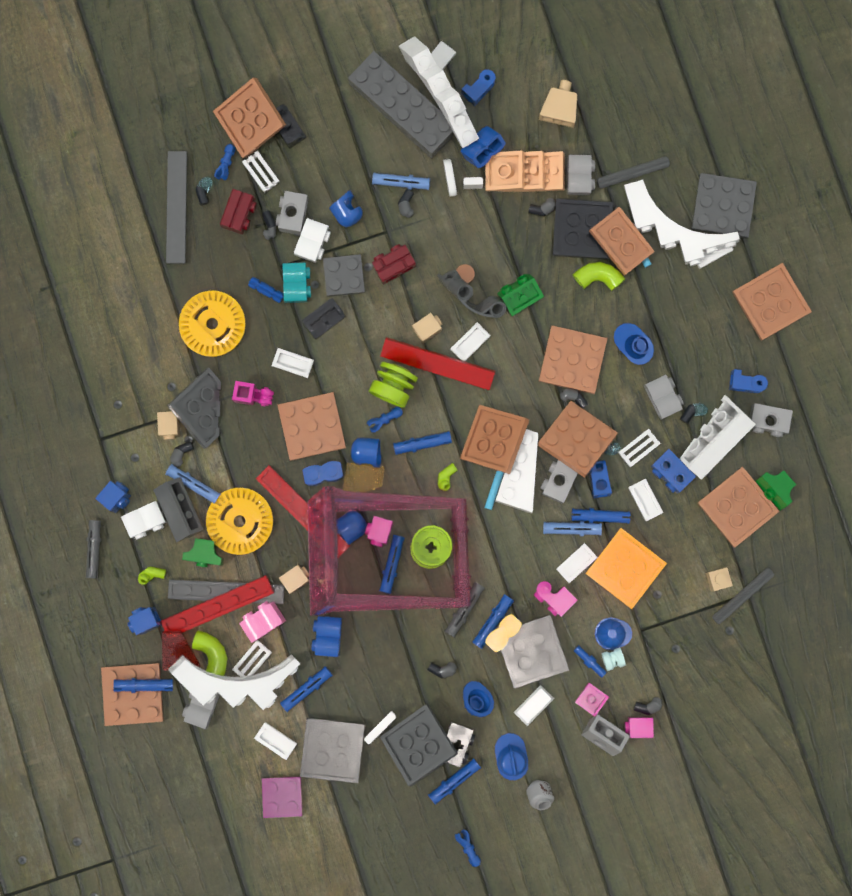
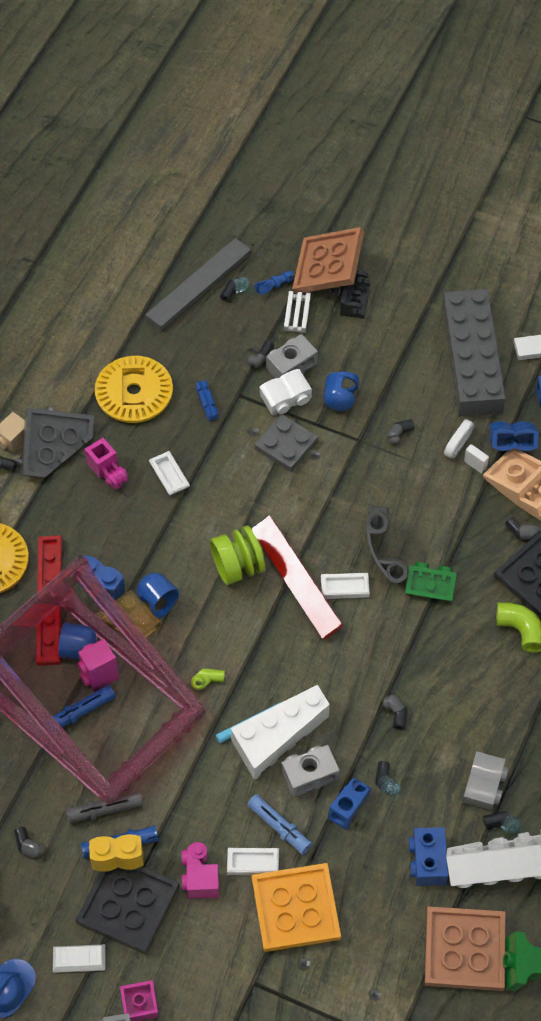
camera: 40 degrees right, 25 degrees down
(238, 211) = (245, 323): dark red brick -> none
(295, 282) = (237, 412): teal brick -> none
(311, 426) = (131, 537): nougat plate -> none
(323, 318) = (232, 458): black hinge -> none
(384, 419) = (203, 583): blue piece -> none
(393, 264) = (339, 465): dark red brick -> none
(421, 443) = (211, 628): blue pin -> none
(424, 183) = (418, 414): medium blue pin -> none
(427, 327) = (317, 539): tan brick -> none
(440, 540) = (130, 707): lime wheel -> none
(446, 97) = (514, 364): white arch -> none
(466, 273) = (397, 527): nougat tile -> none
(477, 699) = (30, 897): blue piece -> none
(494, 439) = (283, 677): nougat plate -> none
(573, 359) = (427, 678): nougat plate -> none
(577, 439) = (363, 745): nougat plate -> none
(590, 661) = (174, 965): blue bar -> none
(600, 516) = (310, 829): blue pin -> none
(613, 633) = (223, 961): blue piece -> none
(613, 659) = (198, 981): light aqua wheel -> none
(634, 343) = (500, 706): blue piece -> none
(645, 500) = (377, 862): white tile -> none
(652, 438) = (421, 800): white tile -> none
(719, 579) = (379, 999): tan brick -> none

